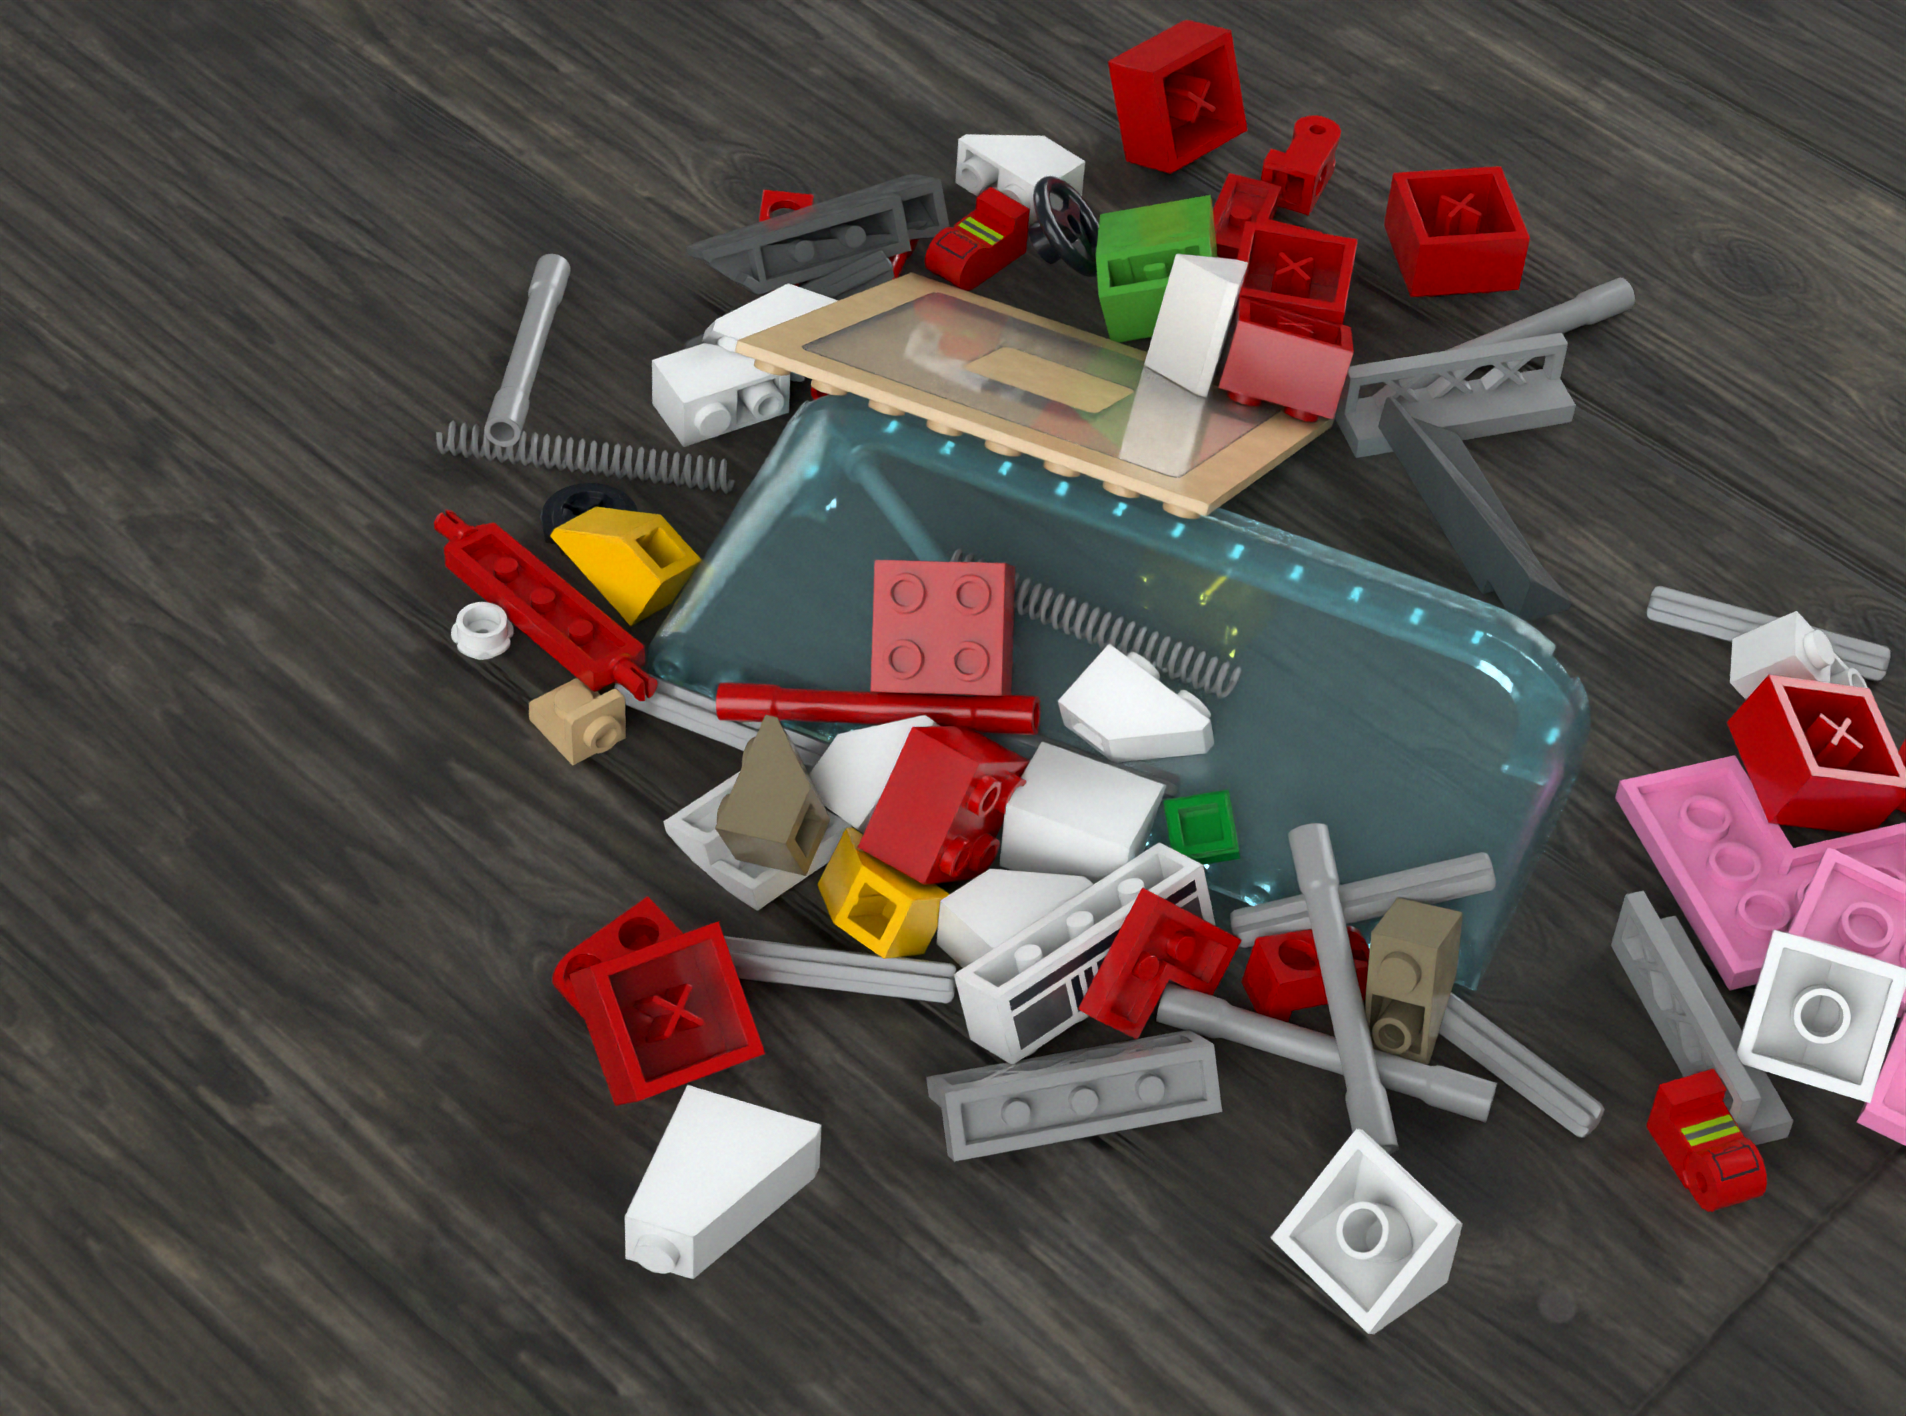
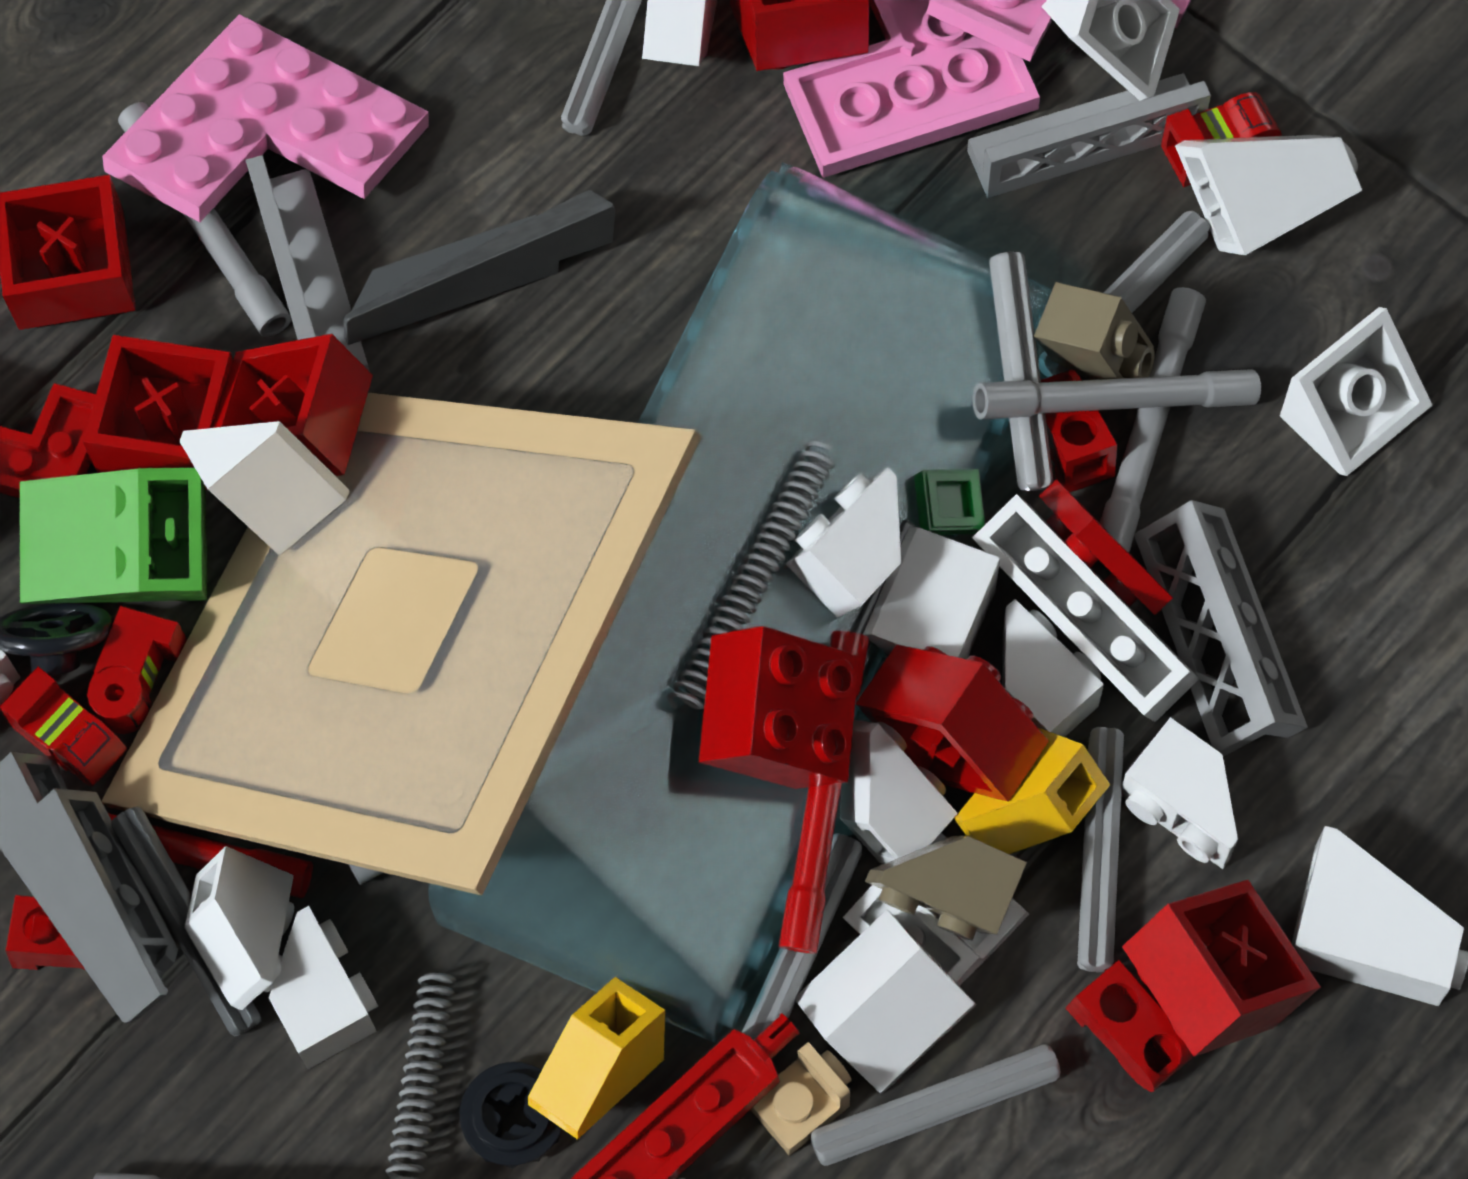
camera: 85 degrees left, 20 degrees up
(563, 820) = (935, 1104): none -> light grey axle
(658, 772) = (884, 1002): none -> white slope
(877, 1035) = (1185, 790): none -> white slope
(1036, 281) = (130, 667): none -> red leg
(1639, 1160) = (1266, 184): none -> white slope
(1647, 369) = (255, 96): none -> bright pink plate

